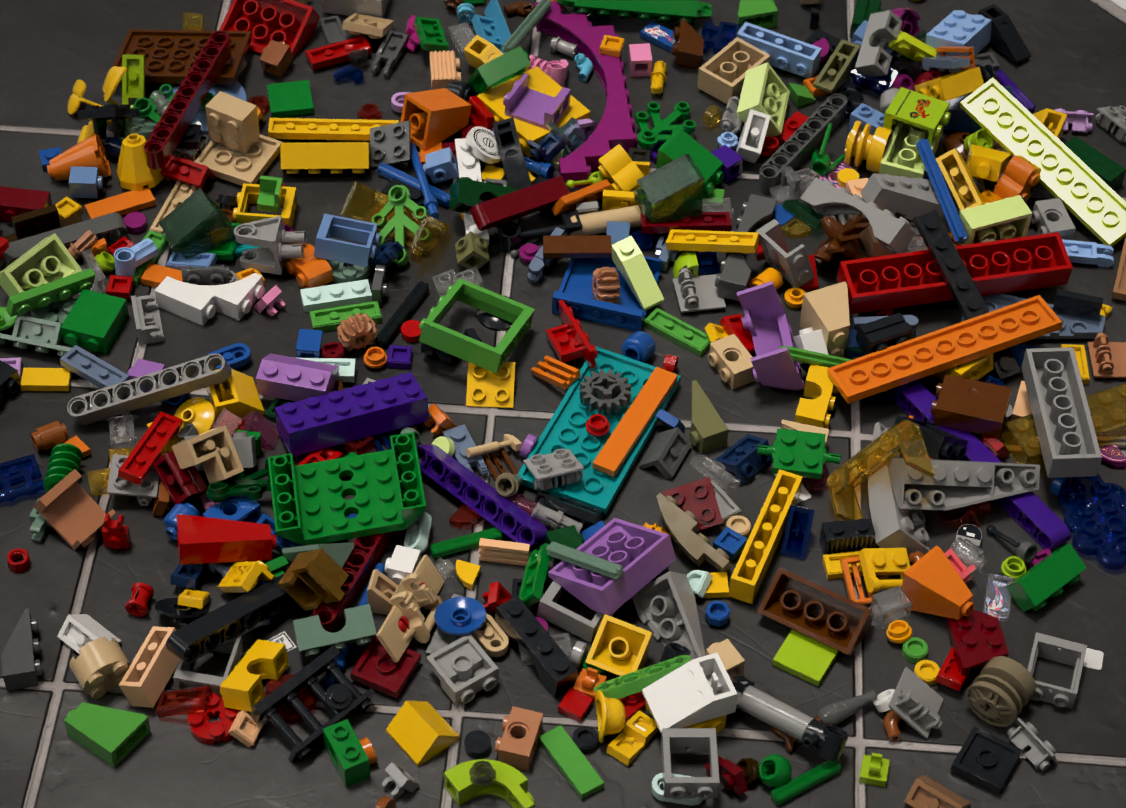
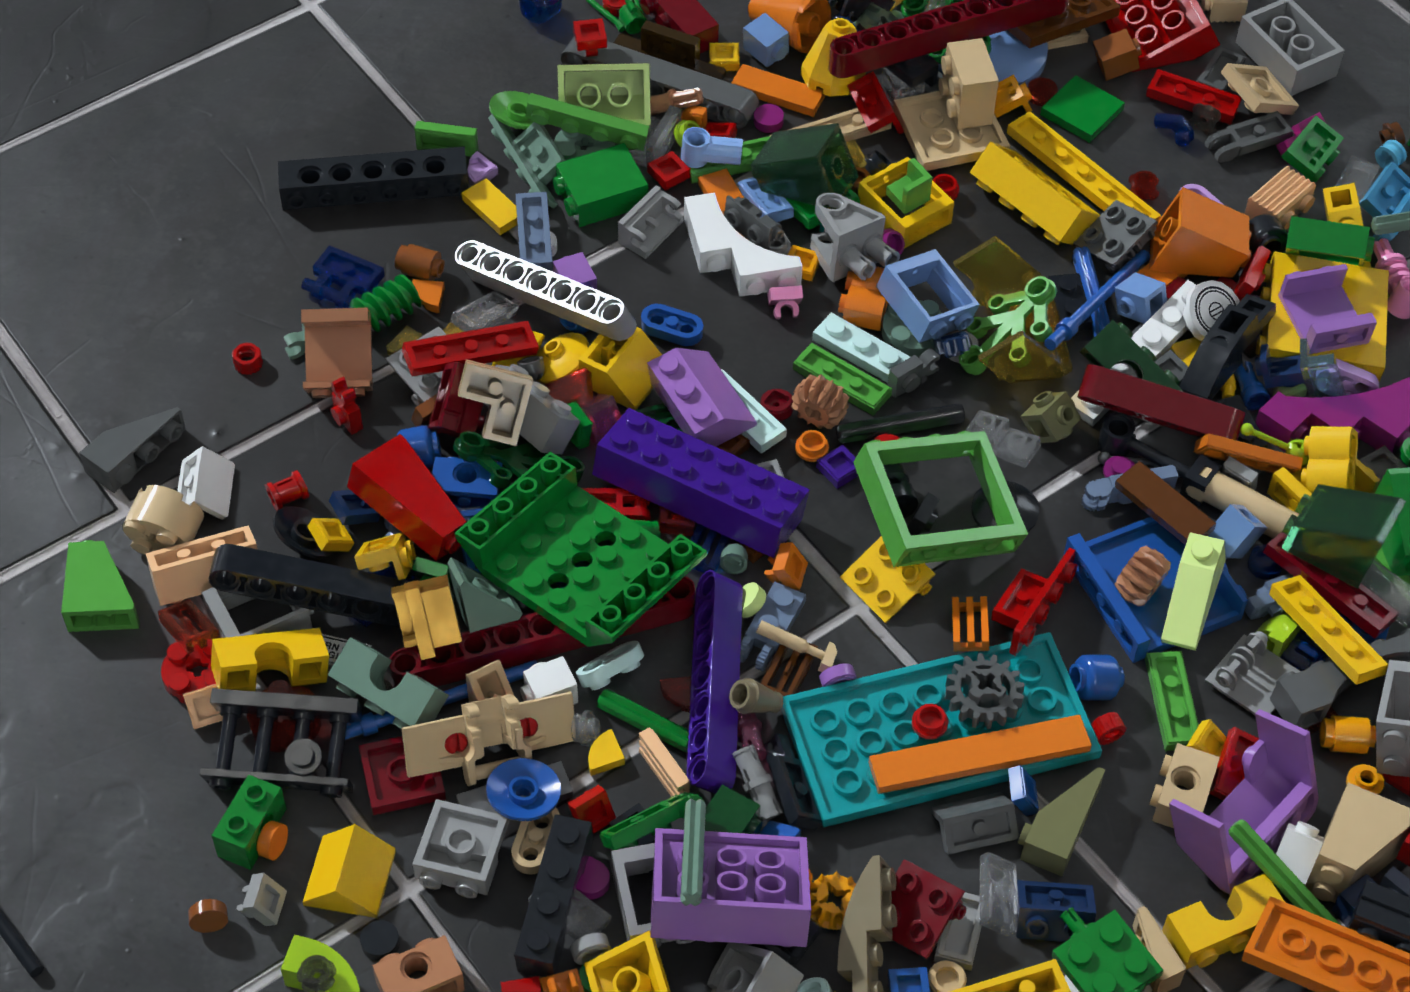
camera: 50 degrees right, 5 degrees up
(309, 343) = (758, 373): blue panel -> none
(549, 466) = (823, 720): light grey hinge -> none

